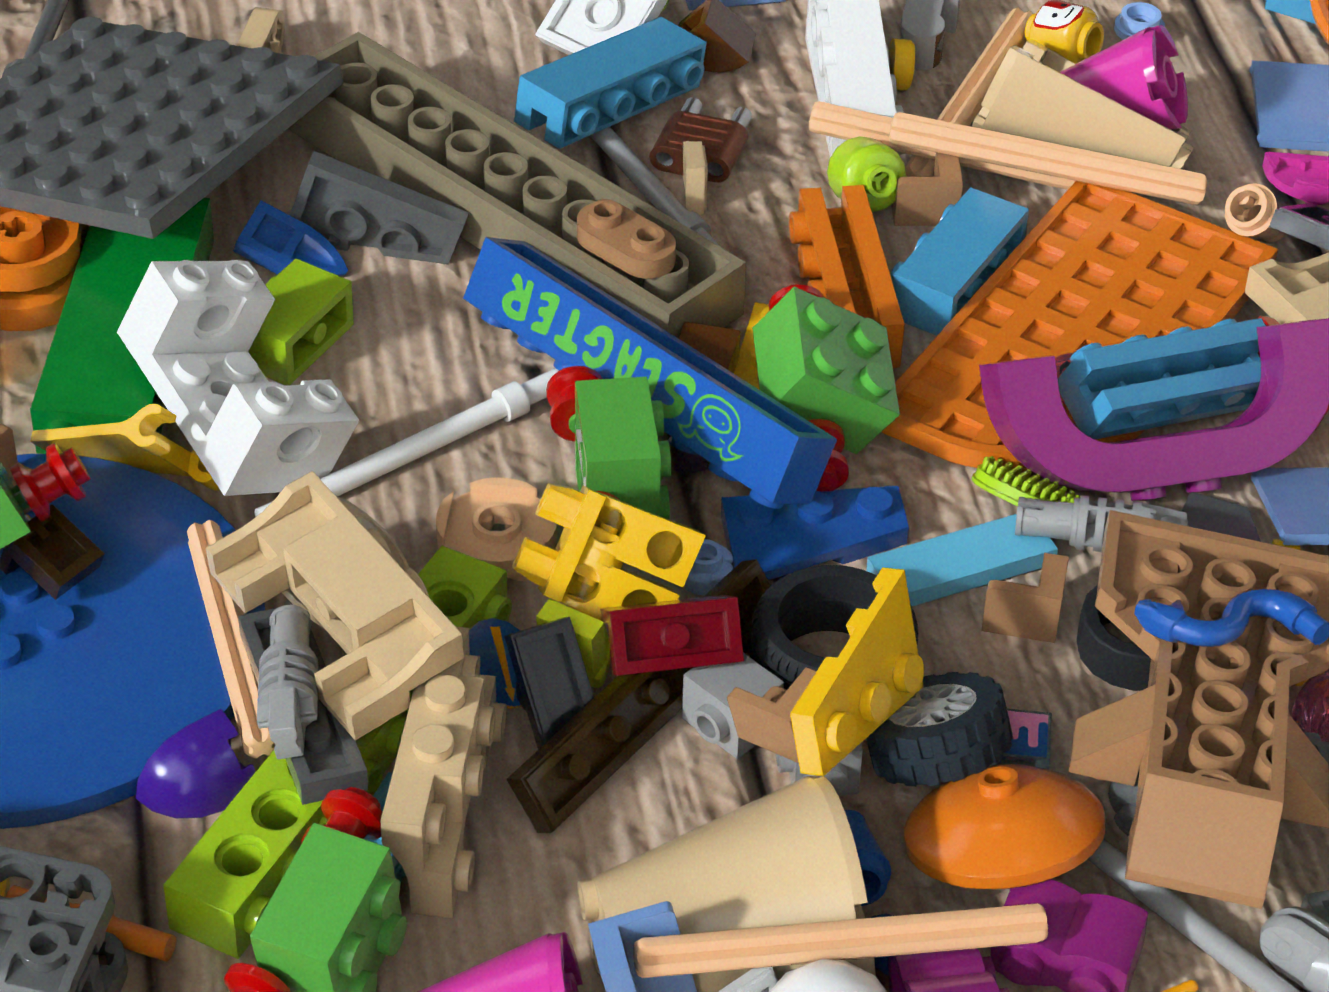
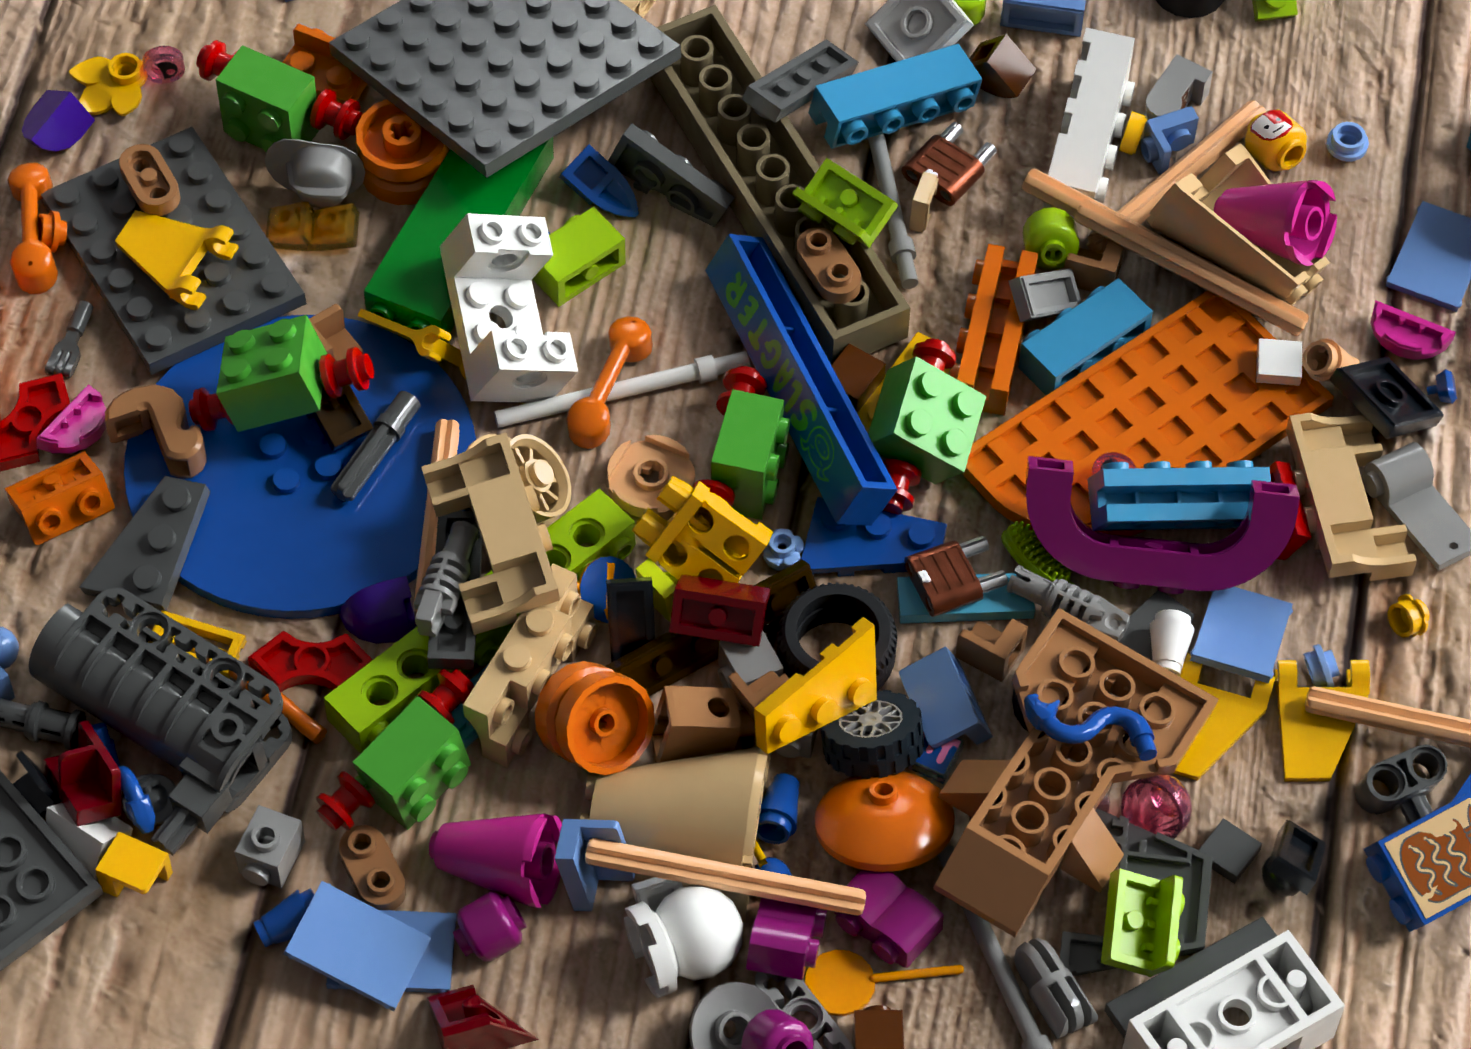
camera: 20 degrees right, 15 degrees up
(123, 558) = (387, 430): none -> dark grey axle
(132, 857) = (298, 662): none -> red tile
(388, 482) = (589, 417): none -> orange piece
(485, 85) = (795, 81): none -> dark grey plate
(563, 801) = (594, 717): none -> orange wheel
(618, 169) = (845, 202): none -> lime bracket
(699, 774) = (698, 722): none -> medium nougat torso
(891, 222) = (1044, 294): none -> light grey tile
(935, 536) = (946, 577): none -> copper piece
(941, 57) = (1168, 134): none -> medium blue bracket
(995, 650) = (944, 699): none -> medium blue panel
(1199, 226) = (1279, 362): none -> white tile
(1243, 516) = (1171, 639): none -> white cone

